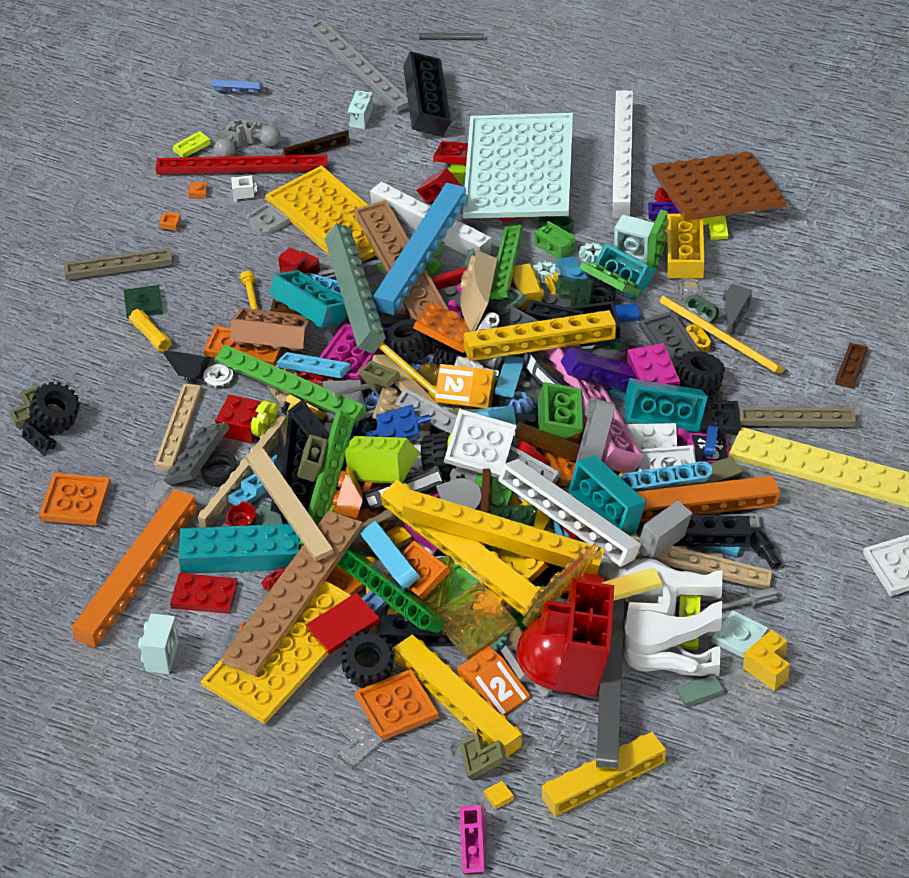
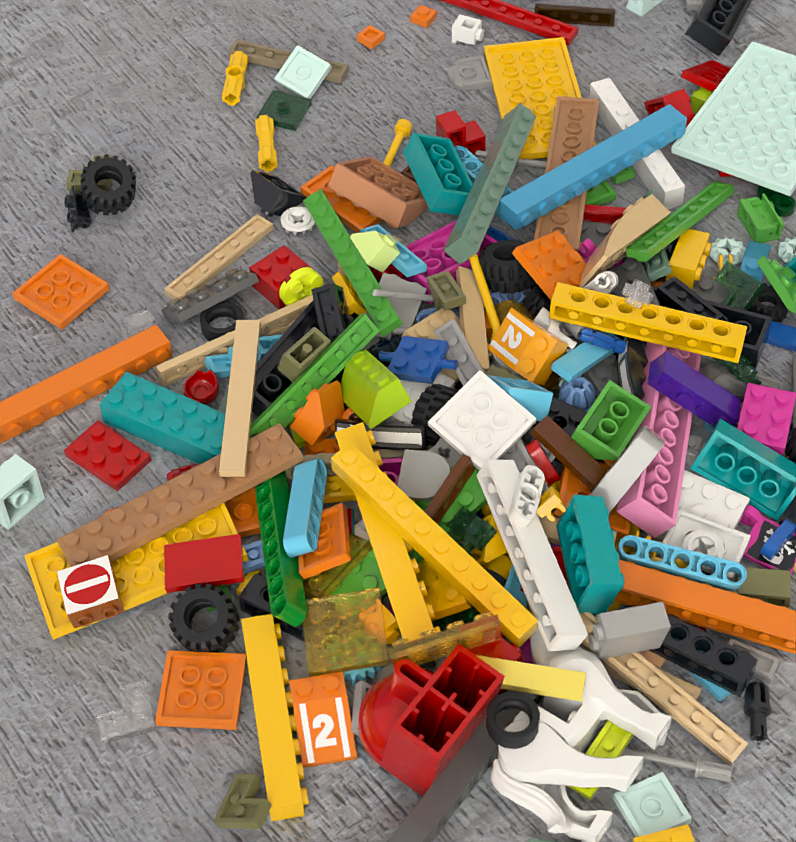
camera: 30 degrees right, 5 degrees up
(86, 292) = (235, 78): none -> yellow piece
(140, 267) = (303, 72): none -> light aqua plate
(276, 677) = (90, 592): none -> piece
(305, 366) = (376, 248): none -> yellowish green slope
(514, 361) = (602, 340): none -> blue axle
(526, 317) = (637, 294): none -> clear gear
(545, 476) = (533, 490): none -> white beam
(559, 475) = (549, 500): none -> yellow tile
(630, 628) = (516, 701): none -> black tyre

